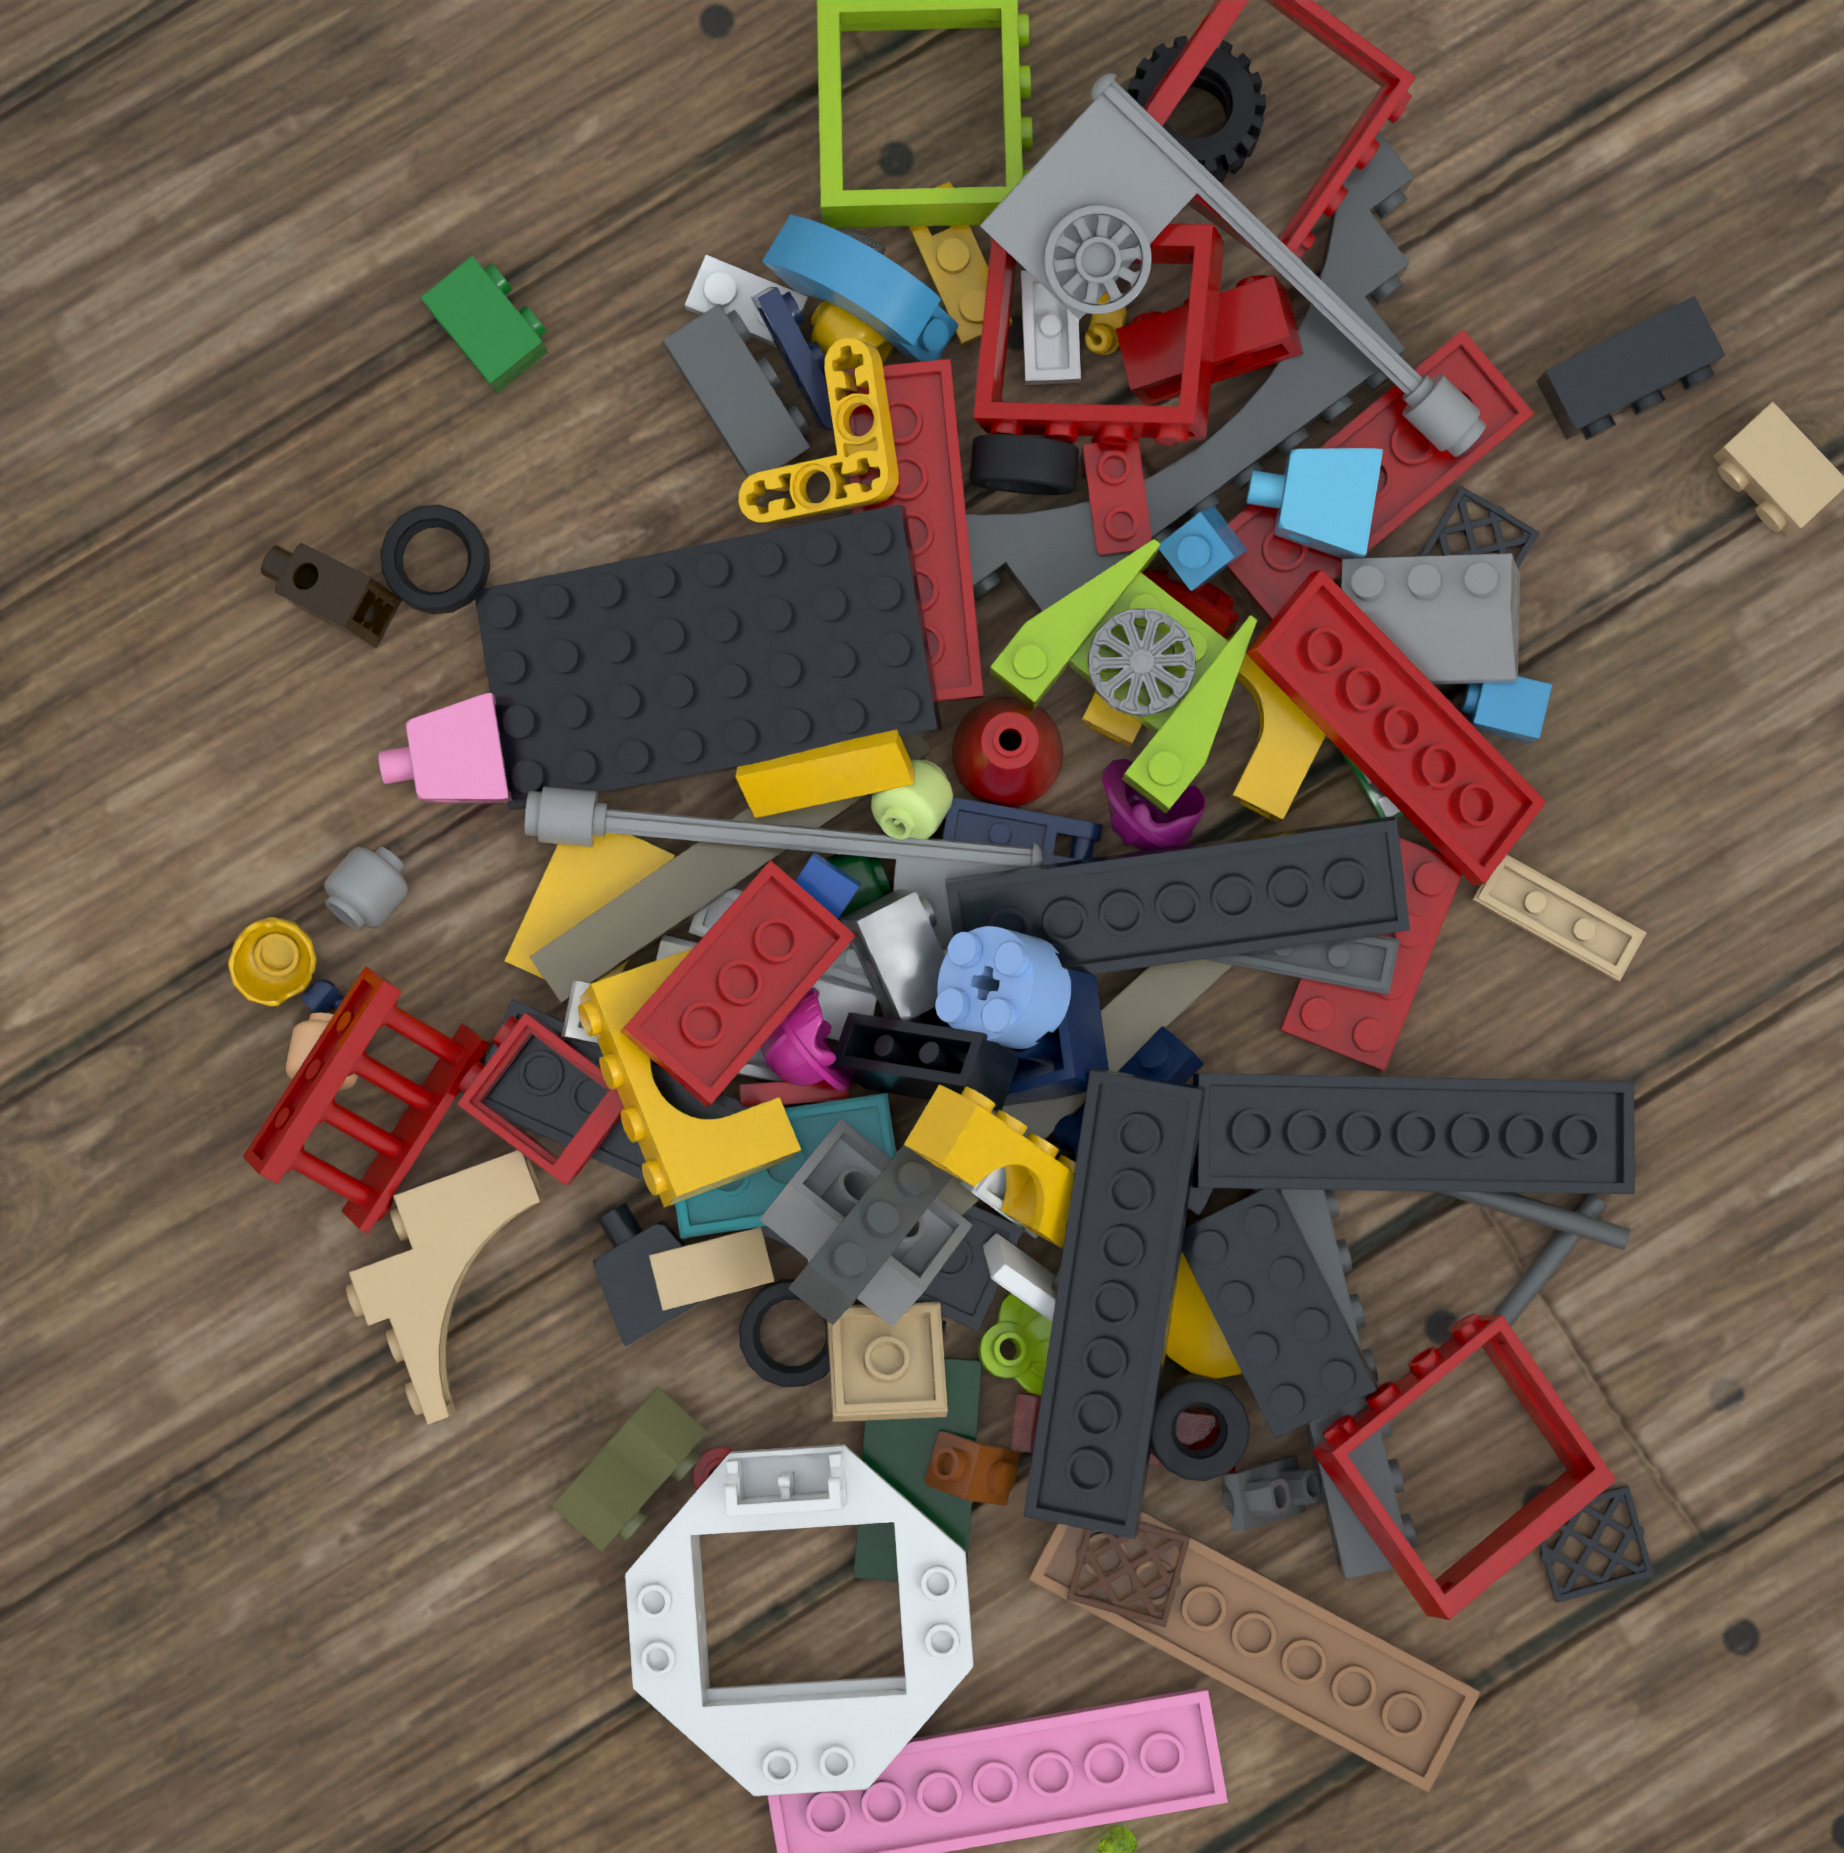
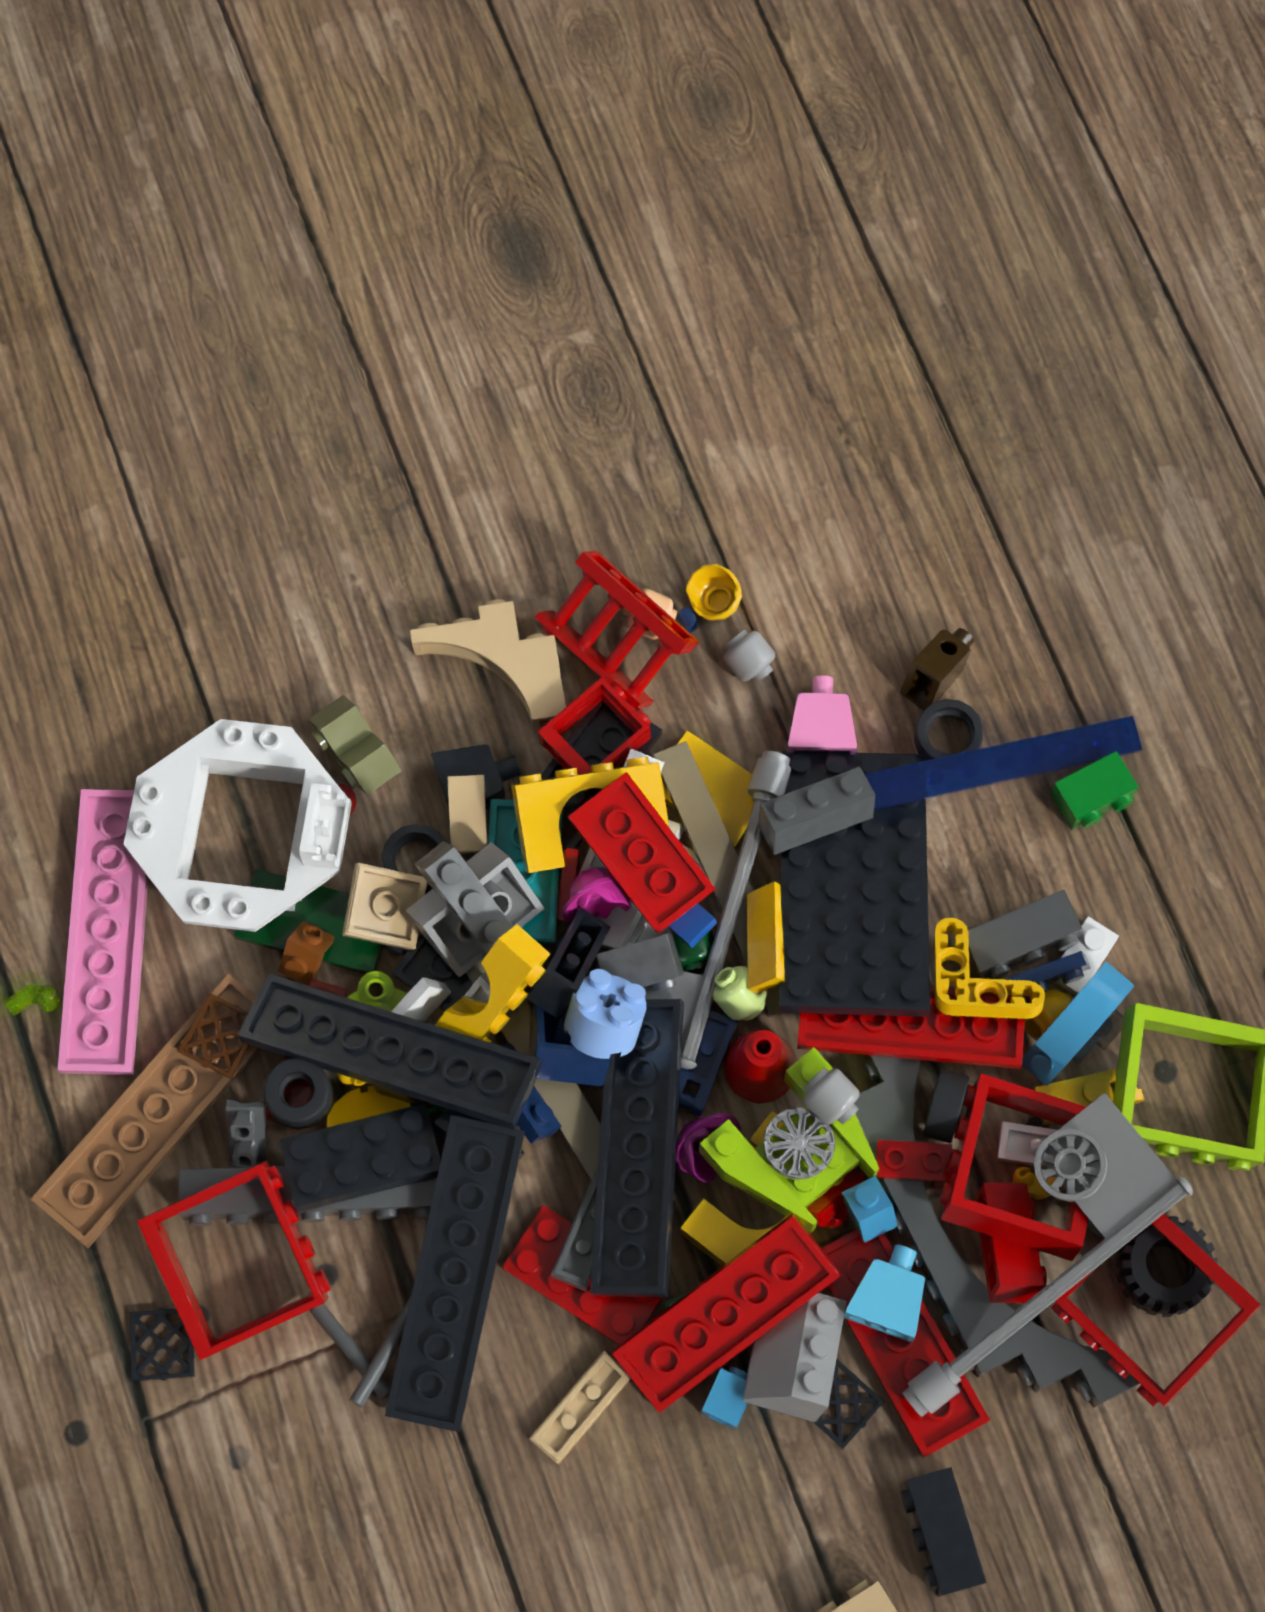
camera: 100 degrees right, 15 degrees down
(472, 468) = (1003, 762): none -> clear blue tile
(612, 731) = (816, 810): none -> dark grey brick
(1069, 624) = (831, 1096): none -> light grey head

